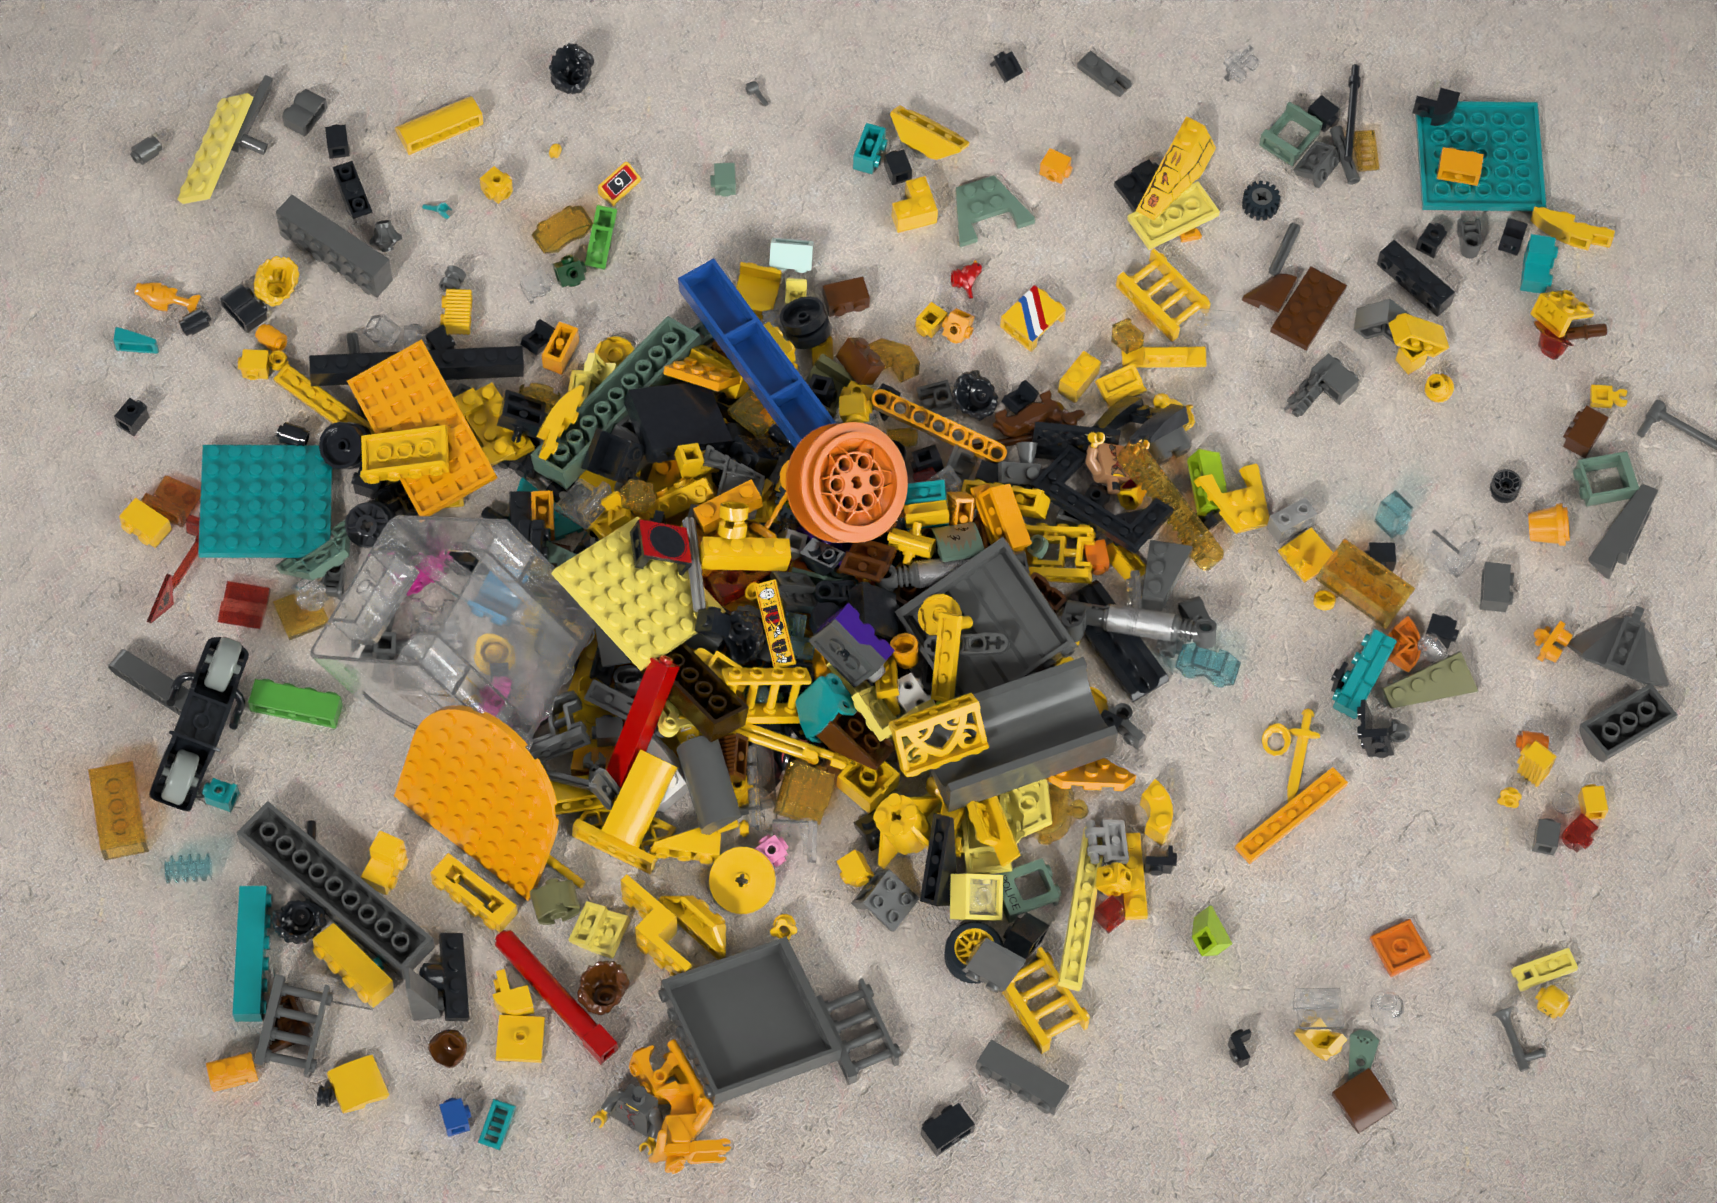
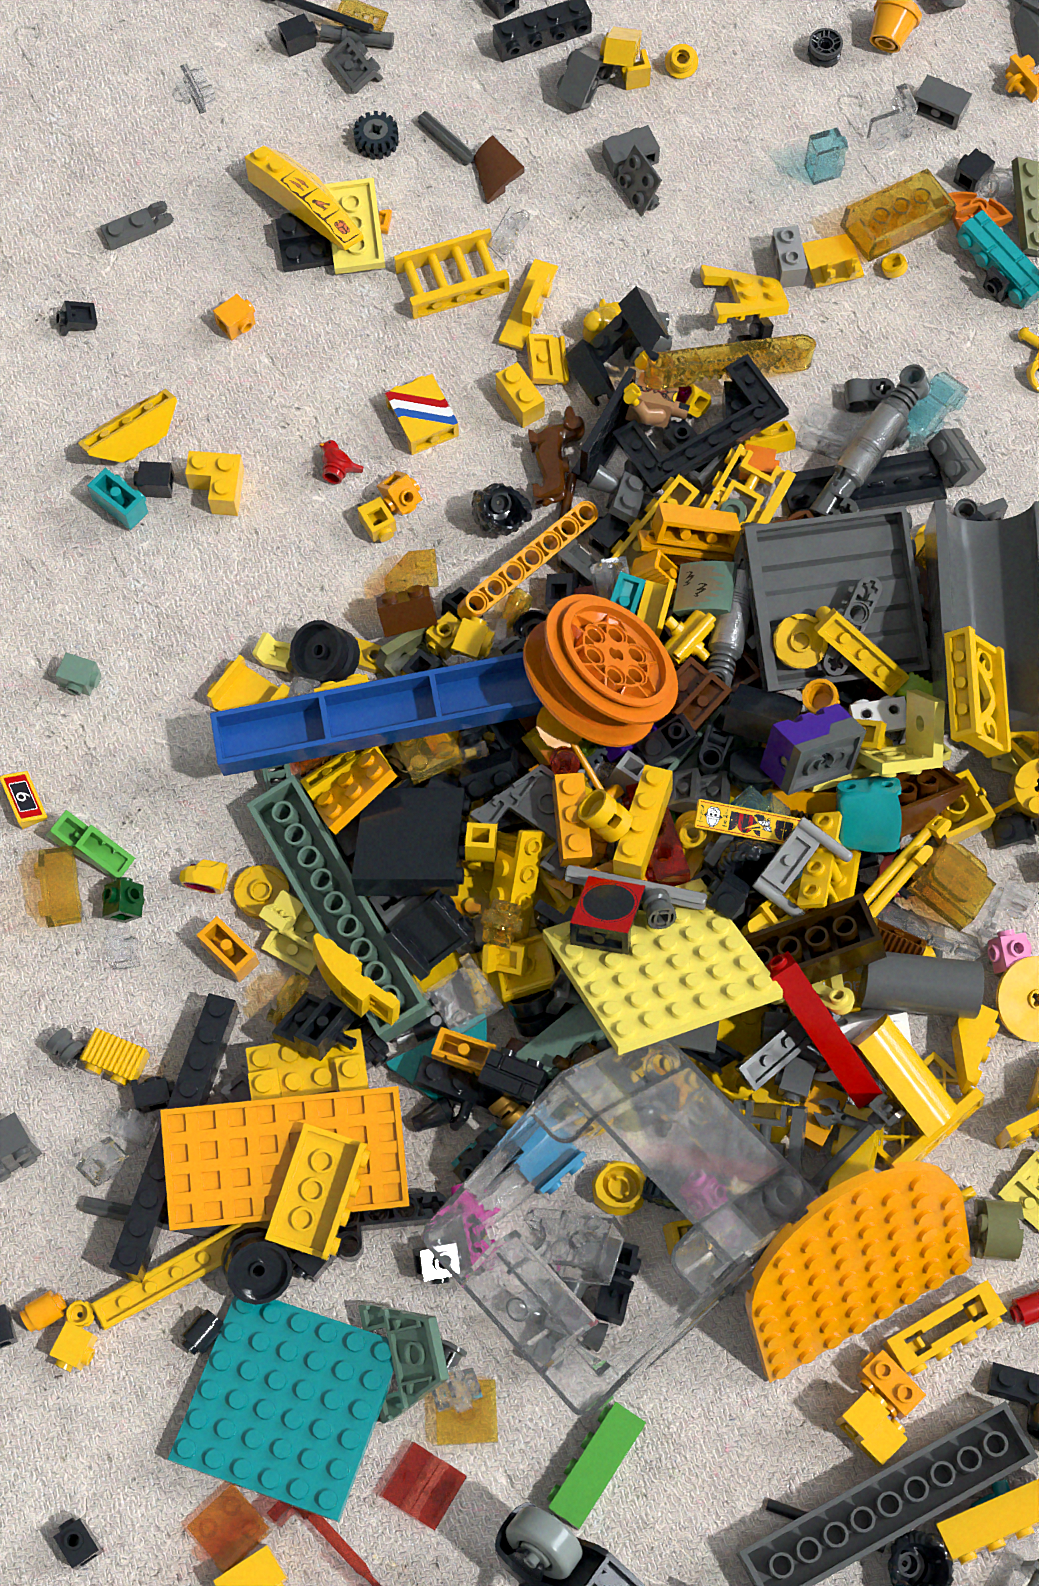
camera: 65 degrees left, 5 degrees up
(371, 511) = (371, 1270): black wheel -> none
(420, 864) = (887, 1379): none -> light orange brick
(538, 338) = (198, 971): black bracket -> none
(609, 317) = (205, 876): none -> yellow rock
(627, 679) = (747, 1029): dark grey hat -> none
(679, 578) = (658, 908): none -> dark grey wheel
(755, 654) = (791, 859): none -> light grey plate
(775, 486) = (560, 757): none -> clear red wheel
(791, 254) = (220, 636): light aqua brick -> none
(846, 296) = (303, 598): reddish brown brick -> none
(938, 390) = (470, 550): dark grey brick -> none
(985, 200) = (241, 407): sand green wing -> none
(1020, 398) = (520, 464): black bracket -> none
(1127, 336) = (492, 326): clear yellow brick -> none
(1163, 570) = (811, 400): dark grey wedge -> none
(1167, 693) = (956, 457): none -> dark grey brick
(1201, 464) = (696, 316): lime brick -> none
(1280, 148) = (316, 92): sand green window -> none
(1308, 308) = (530, 143): reddish brown plate -> none
(1383, 553) = (865, 184): black brick -> none

